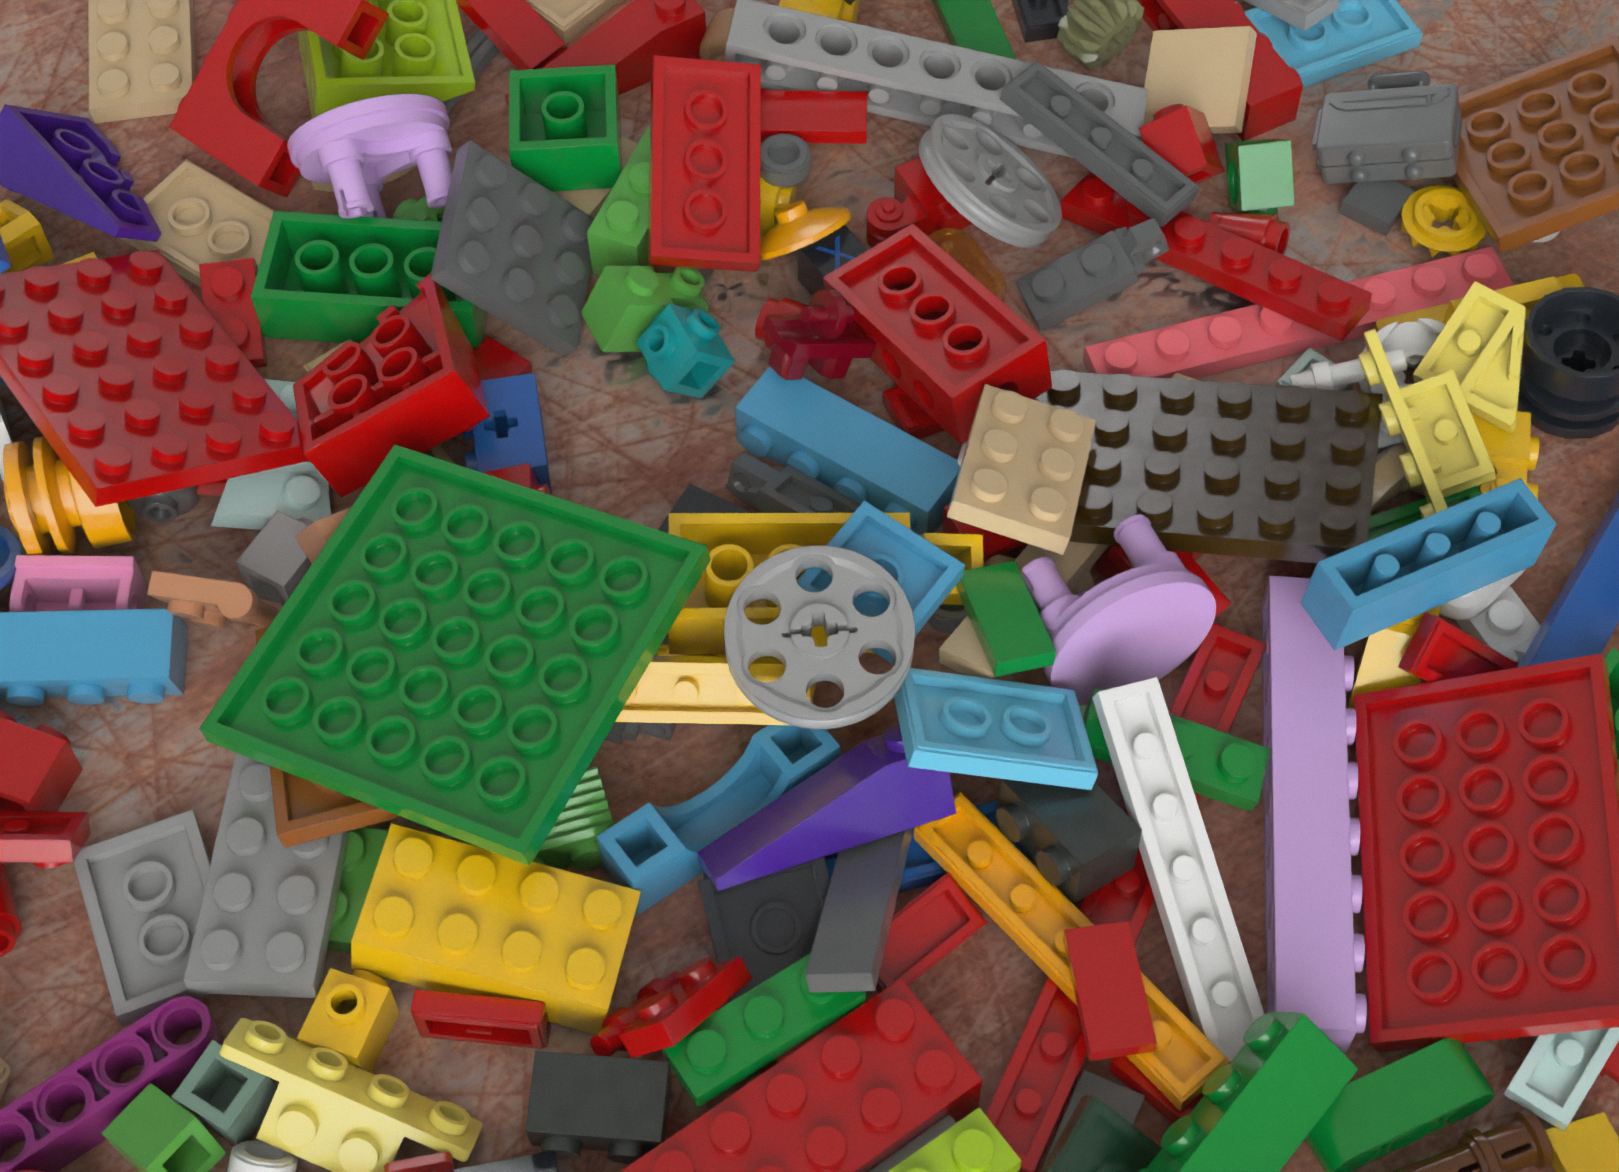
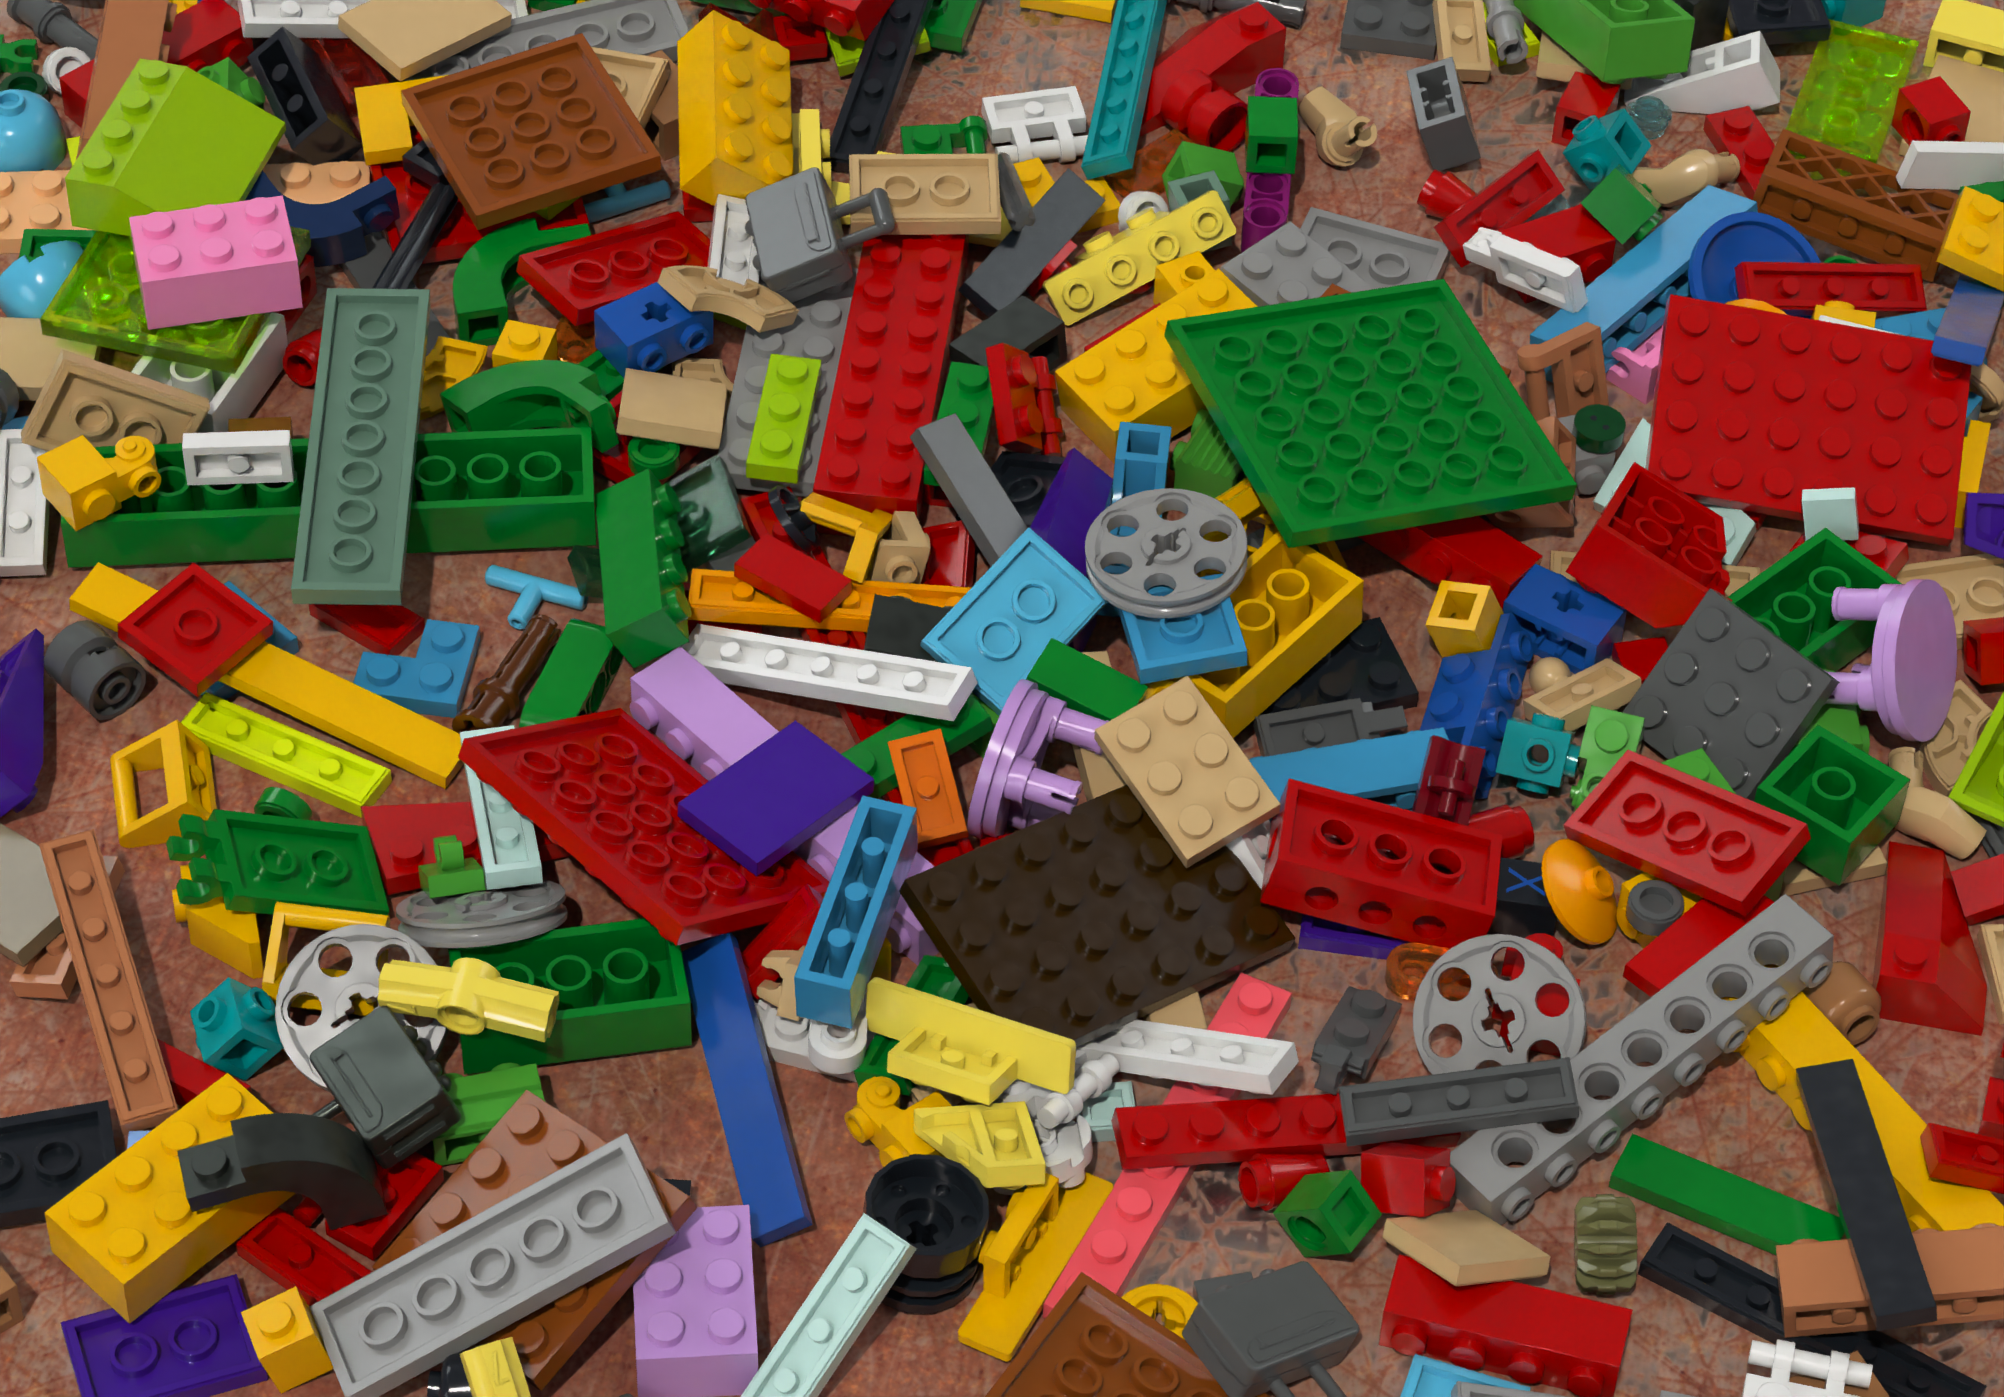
camera: 130 degrees right, 10 degrees down
(65, 1083) = (1271, 135): none -> green brick
(80, 733) = (1528, 269): none -> white hinge
(223, 310) = (1831, 510): none -> light aqua tile
(266, 528) = (1599, 428): none -> dark green tile
(489, 114) = (1931, 814): none -> tan arm
(581, 377) = (1571, 696): none -> tan plate
(594, 476) = (1463, 618): none -> yellow brick
(663, 445) = (1479, 693): none -> blue bracket
(957, 948) = (903, 554): none -> tan bracket
(992, 1006) = (806, 513): none -> yellow piece
(1212, 679) = (929, 786): none -> orange plate
(1234, 305) = (1197, 1055): none -> white plate
(1355, 775) = (775, 798): none -> dark purple tile
(1490, 616) = (782, 994): none -> tan tile

